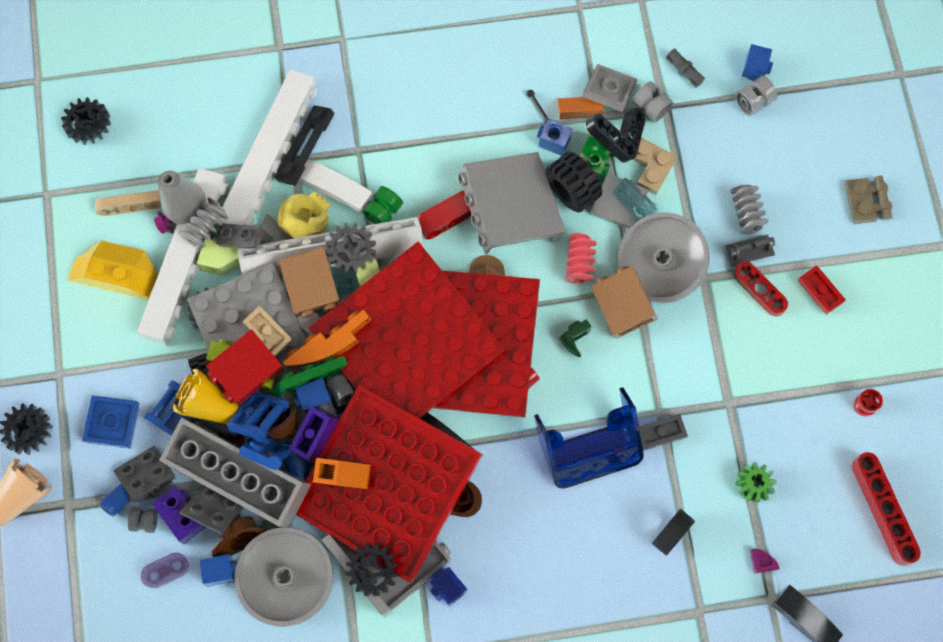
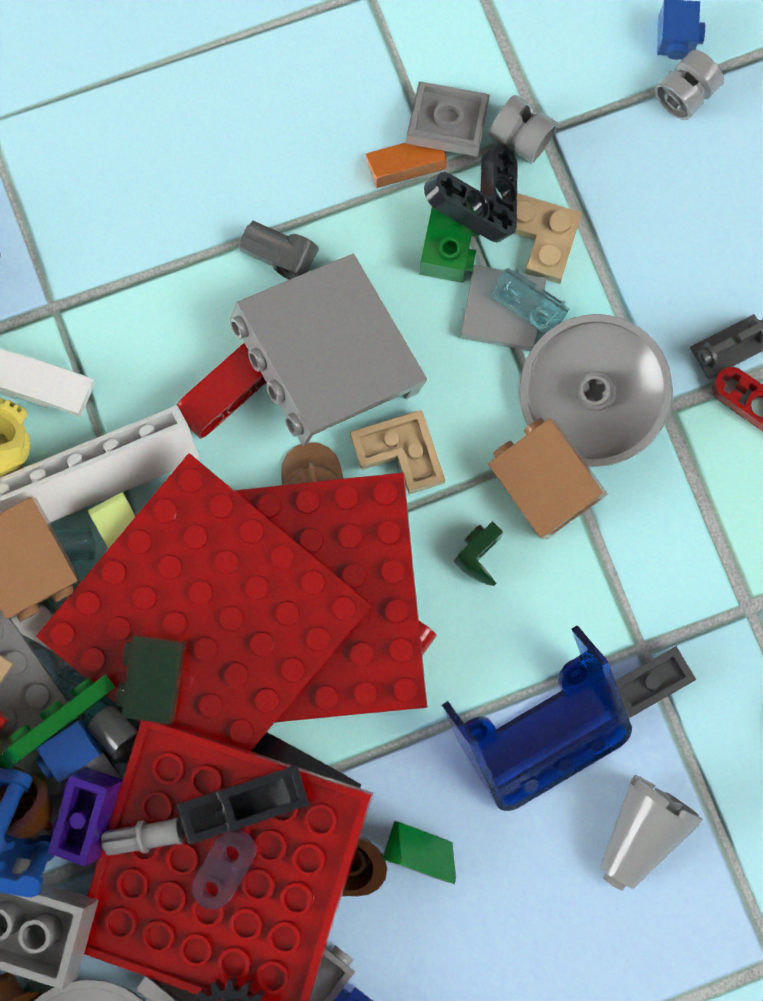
camera: 15 degrees left, 5 degrees up
(297, 466) = (70, 875): blue cone -> none
(320, 347) = (64, 668): orange slope -> none
(341, 249) = (60, 494): dark grey gear -> none
(341, 473) = (144, 876): orange slope -> none
(345, 452) = (142, 837): none -> light grey axle
(370, 362) = (151, 678): none -> clear green brick
(384, 205) = (116, 397): green wheel -> none
(386, 480) = (224, 871): none -> clear purple plate
(405, 443) = (242, 804): none -> black slope
(498, 145) = (287, 254): none -> dark grey piece
(503, 499) = (420, 852): none -> green slope
(530, 94) = (359, 197): black hinge -> none
(542, 263) = (403, 440): none -> tan plate
(557, 145) = (381, 235): blue brick -> none
(574, 181) = (424, 293): black tyre -> none
(579, 258) = (460, 420): coral piece -> none
(638, 517) = (645, 833): none -> light grey cone
(673, 532) = (707, 847): black tyre -> none
(685, 68) = (563, 60): dark grey pin -> none
(748, 208) = (715, 277): light grey piece -> none

